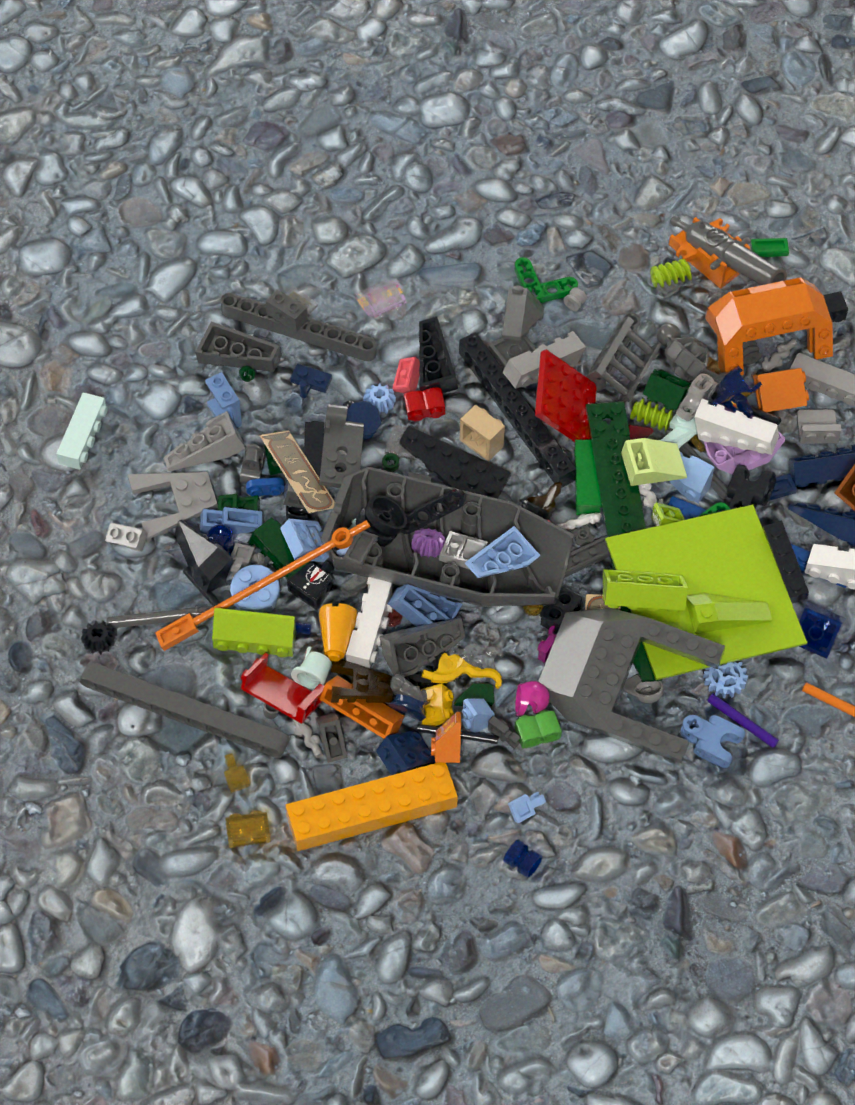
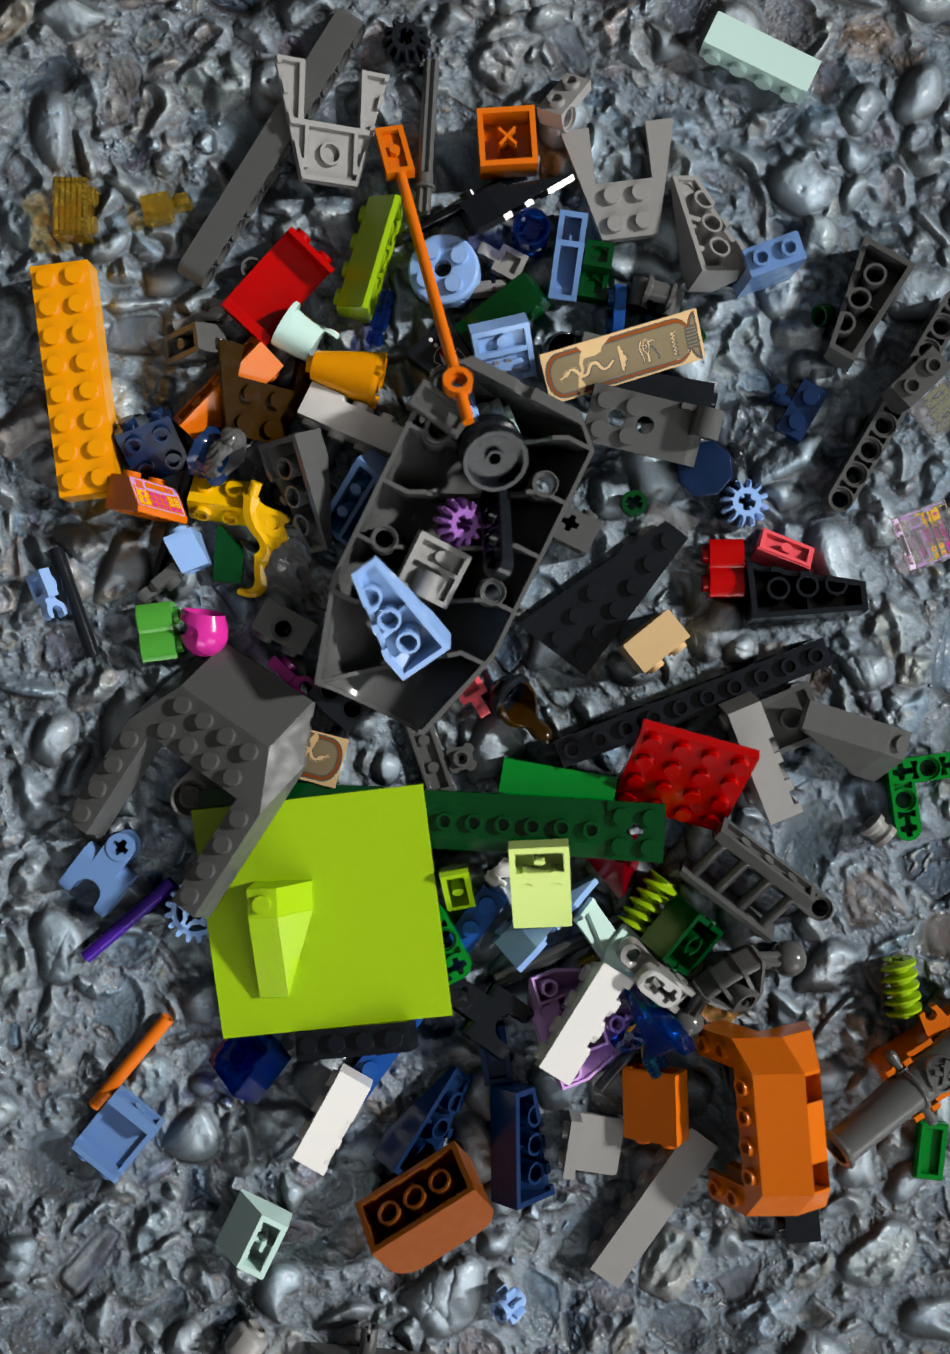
camera: 100 degrees right, 30 degrees up
(161, 564) = (507, 142): none -> orange brick
(181, 671) = (322, 150): none -> light grey wing
(518, 641) = (267, 624): none -> dark grey brick
(529, 788) = (74, 602): none -> black piece
(582, 520) = (489, 765): white animal -> none
(644, 590) = (322, 822): lime slope -> none
(775, 360) = (721, 1108): light grey animal -> none

